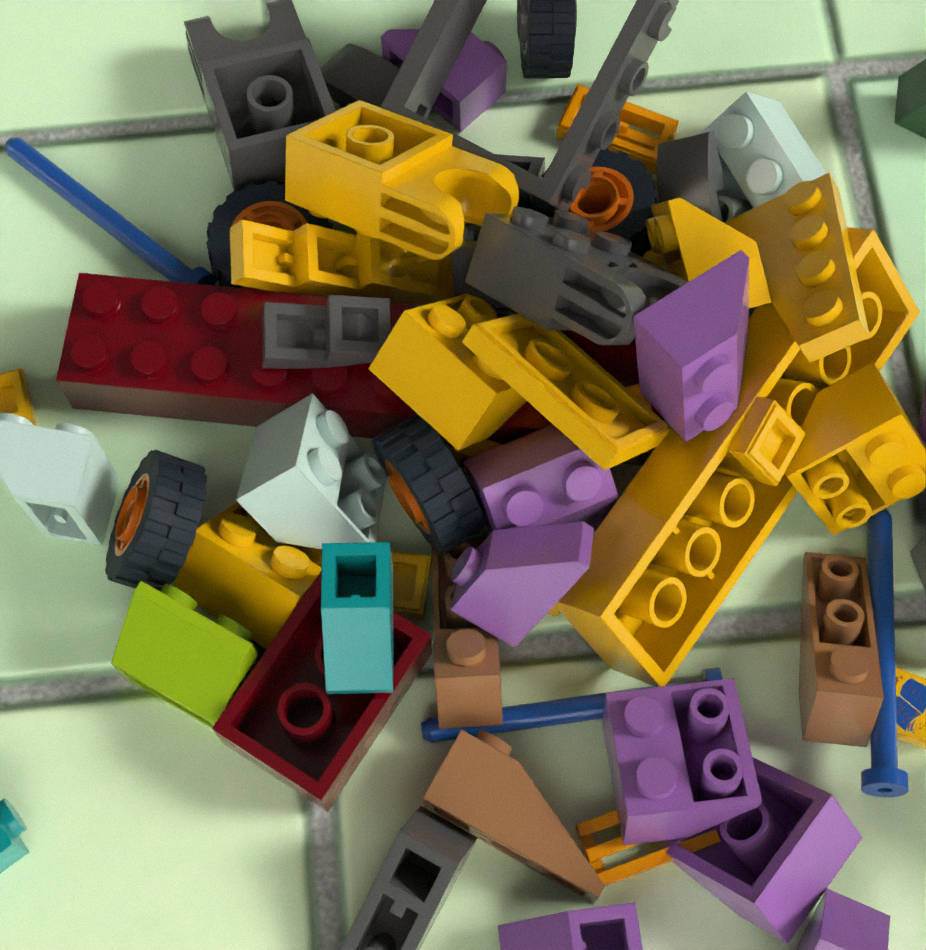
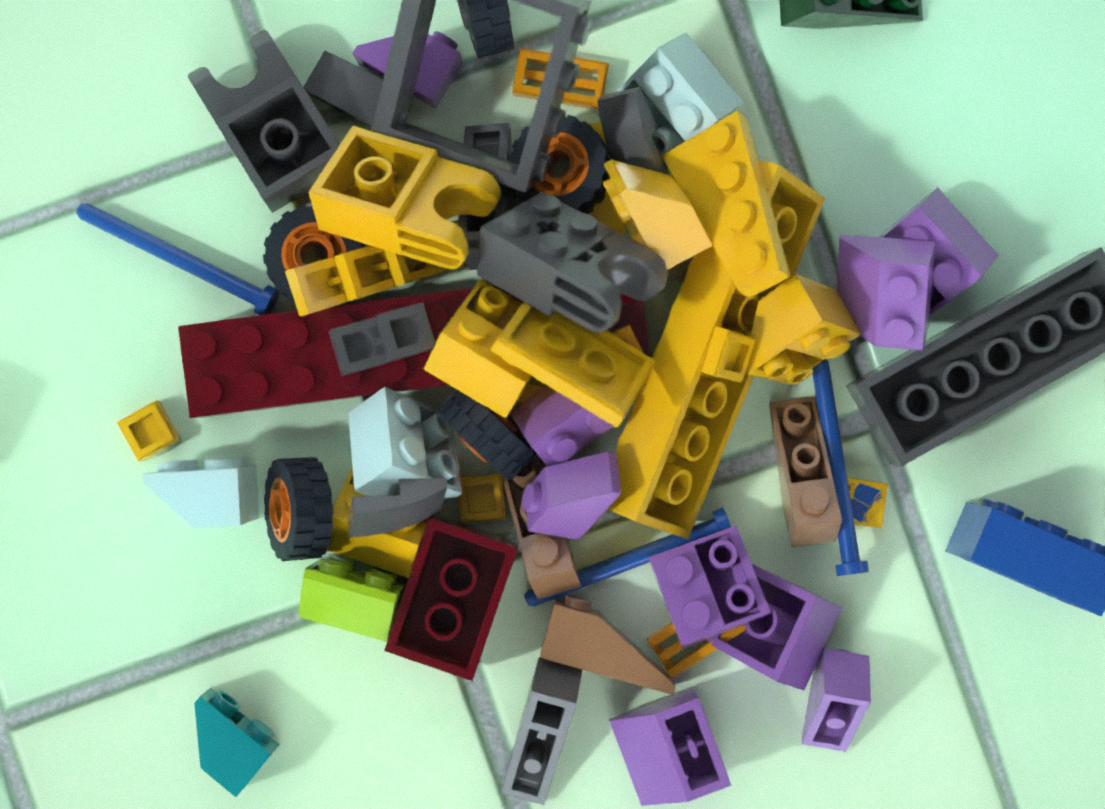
camera: 10 degrees left, 20 degrees up
(281, 537) = (383, 514): none -> dark grey slope
(357, 617) = (466, 560): teal slope -> none
(696, 348) = (667, 311): medium lavender slope -> none

